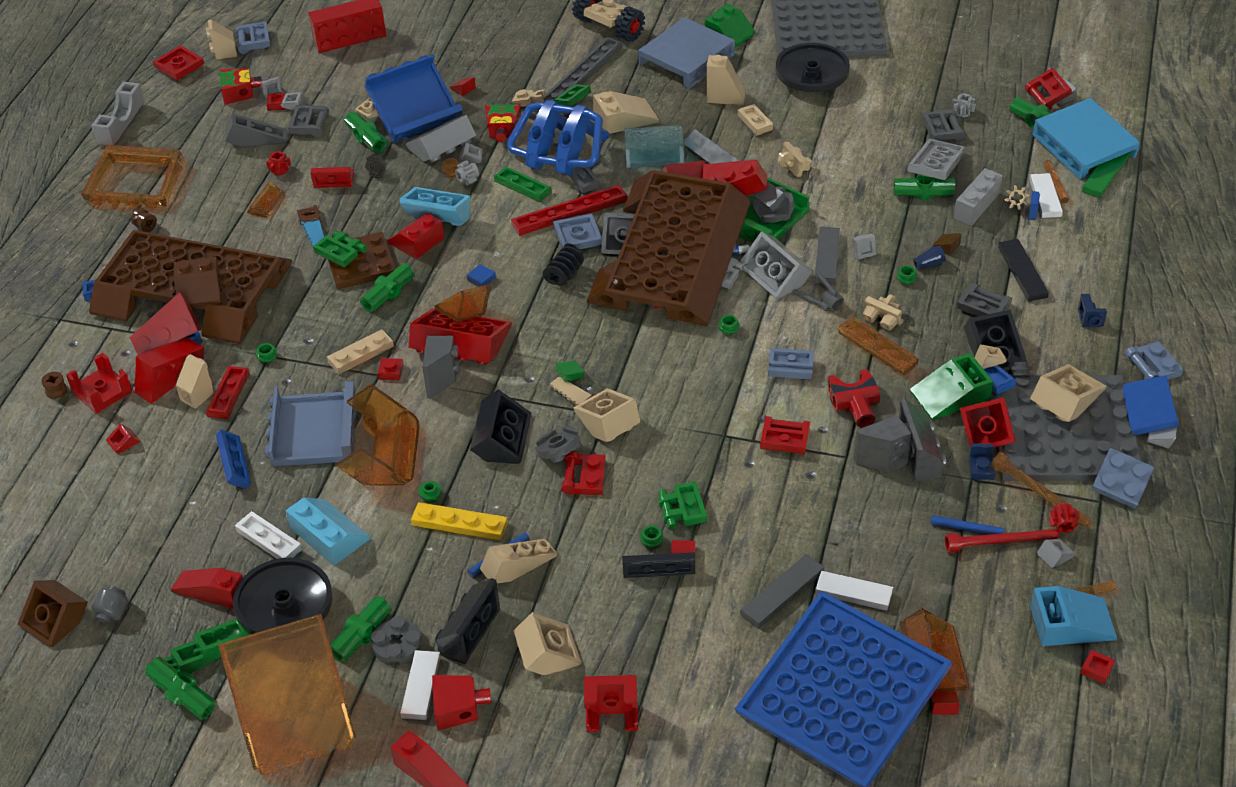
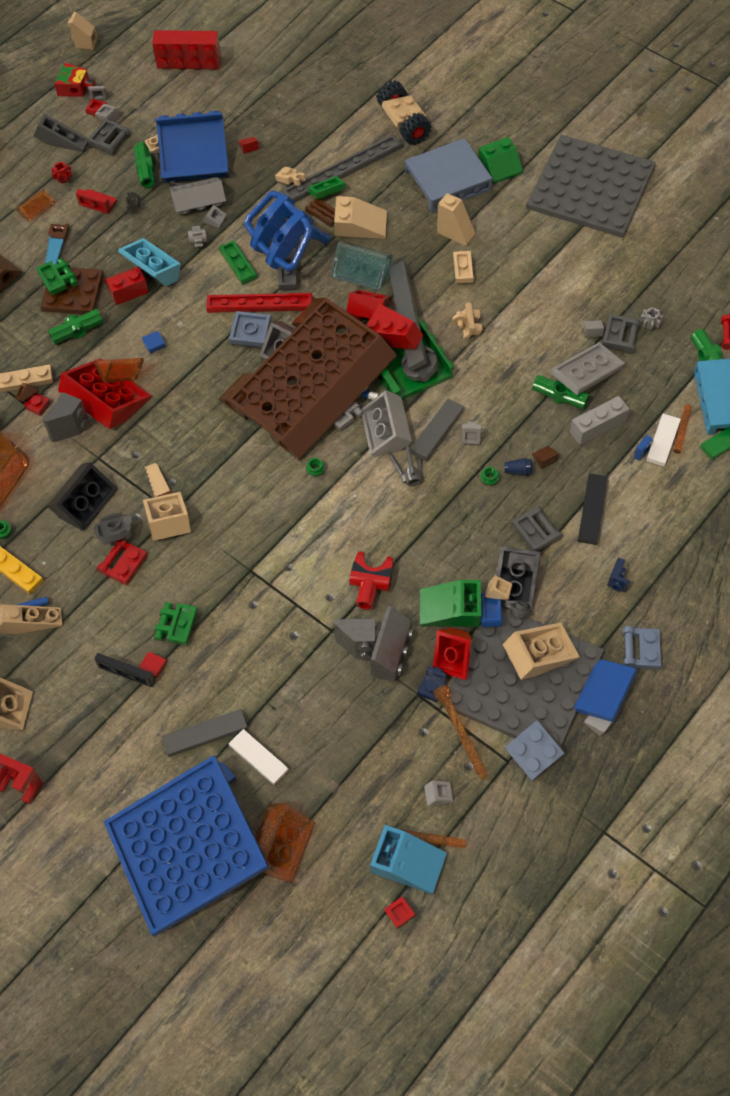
camera: 25 degrees right, 15 degrees up
(178, 62) = (42, 42): red plate -> none
(259, 37) = (117, 36): sand blue plate -> none
(372, 359) = (25, 391): none -> reddish brown slope
(449, 166) = (189, 222): clear orange plate -> none
(502, 120) = (253, 191): red torso -> none
(563, 265) = (218, 357): black piece -> none
(569, 370) = (166, 461): green tile -> none
(651, 536) = (136, 636): green plate -> none
(785, 435) = (290, 595): red plate -> none
(791, 363) = (340, 525): sand blue plate -> none
(812, 67) = (542, 230): black dish -> none
(878, 345) = (421, 536): clear orange plate -> none
(884, 308) = (448, 513): tan hips -> none
(915, 130) = (593, 328): none -> light grey slope
(945, 702) = (263, 886): red slope -> none
(955, 542) = (363, 749): red piece -> none
(965, 525) = (384, 737): blue bar -> none
(1020, 192) = (628, 434): tan gear -> none
(1064, 517) = (461, 766): red gear -> none

